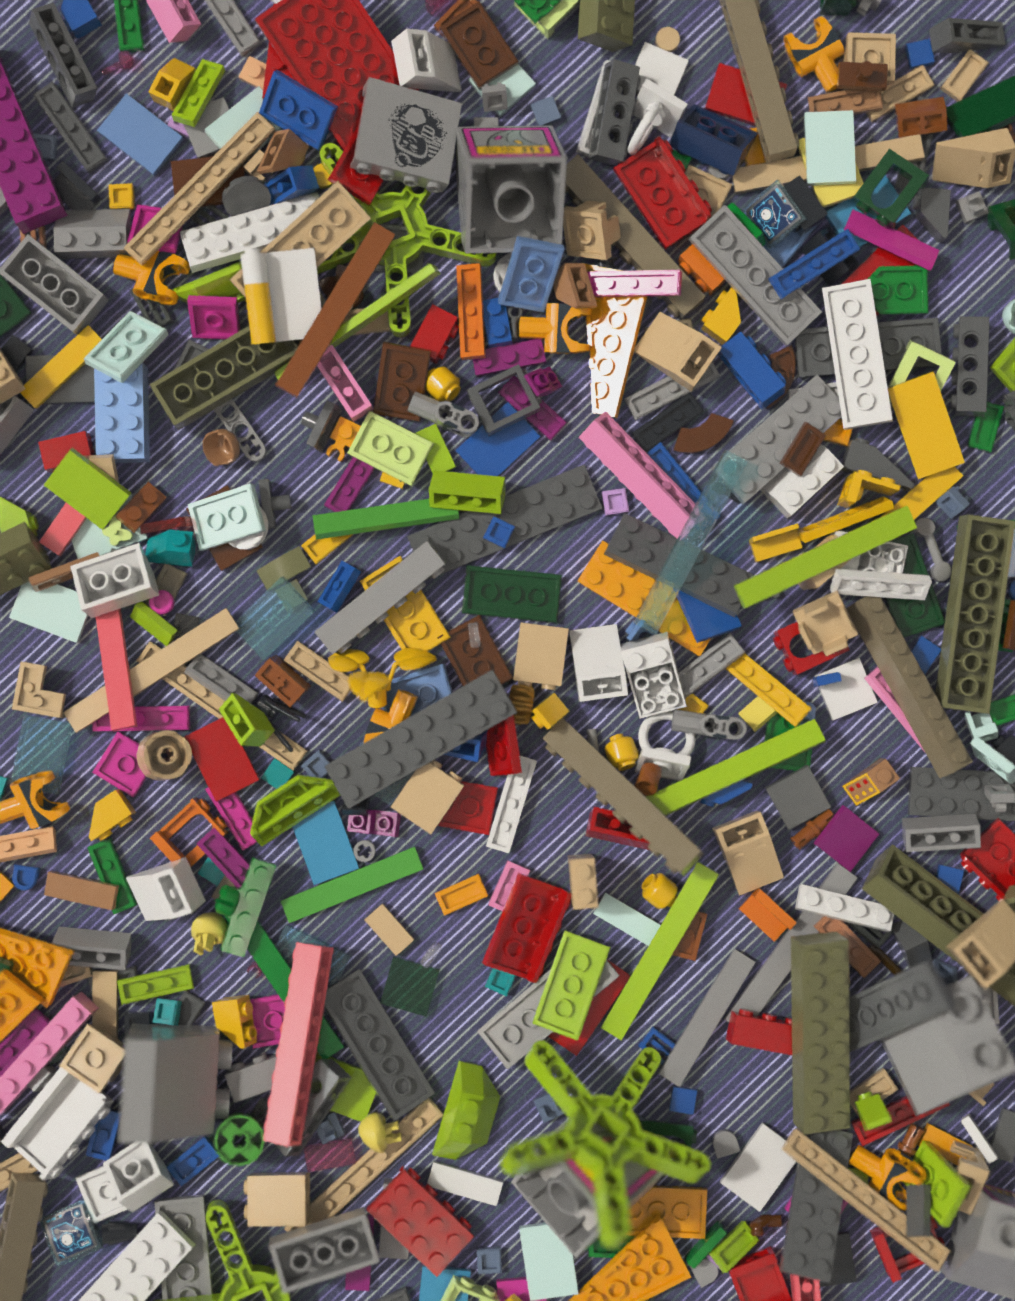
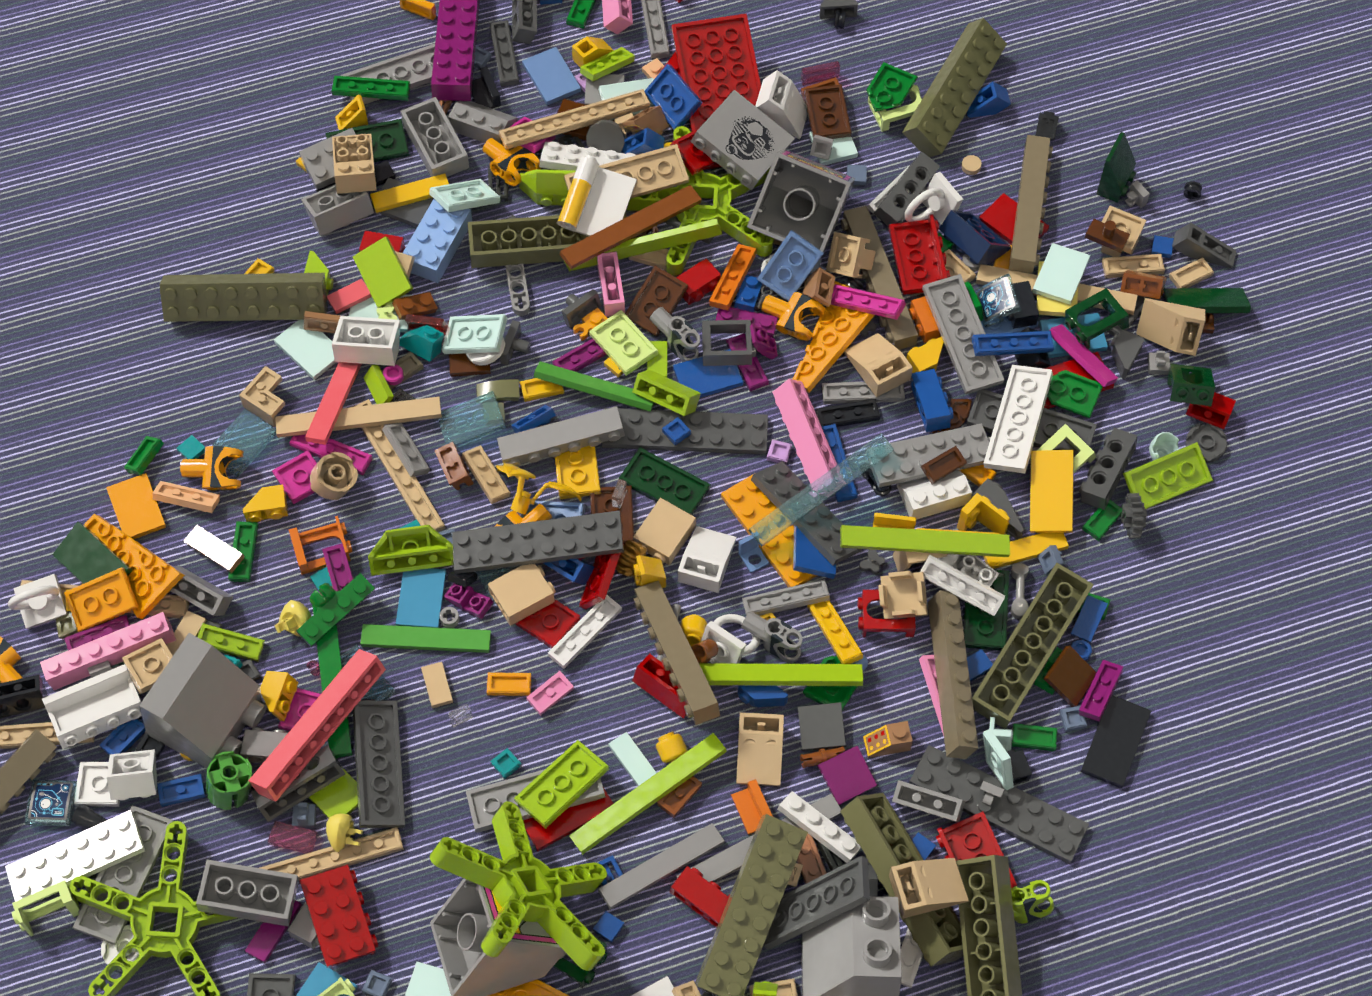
camera: 30 degrees right, 25 degrees down
(25, 876) = (177, 523): blue tile -> none
(121, 196) = (516, 107): yellow tile -> none
(125, 62) = (565, 29): clear pink hand -> none
(166, 891) = (279, 570): white slope -> none
(213, 316) = (538, 200): dark pink tile -> none
(221, 447) = (496, 289): medium nougat hair -> none
(221, 759) = (376, 500): red tile -> none
(236, 818) = (362, 544): dark pink tile -> none
(246, 721) = (410, 478): lime slope -> none
(271, 708) = (434, 482): black plant -> none
(277, 1199) = (232, 844): tan brick -> none
(409, 986) = (430, 735): clear green tile -> none
(442, 384) = (689, 312): yellow head -> none
(465, 1183) = (391, 911): white tile -> none
(467, 1113) = (412, 864): lime wedge -> none
(527, 928) = (548, 727): red bracket -> none
(582, 881) = (611, 706): tan brick -> none
(653, 675) = (747, 581): white slope -> none
(660, 67) = (959, 178): white tile -> none
(704, 436) = (864, 433): reddish brown tile -> none
(725, 1143) = (626, 979): light grey tile -> none
(757, 714) = (818, 649): light yellow tile -> none
(817, 56) = (1080, 215): light orange connector -> none
(827, 679) = (886, 643): blue tile -> none
(850, 693) = (900, 663): white tile -> none
(857, 100) = (1099, 255): medium nougat tile -> none

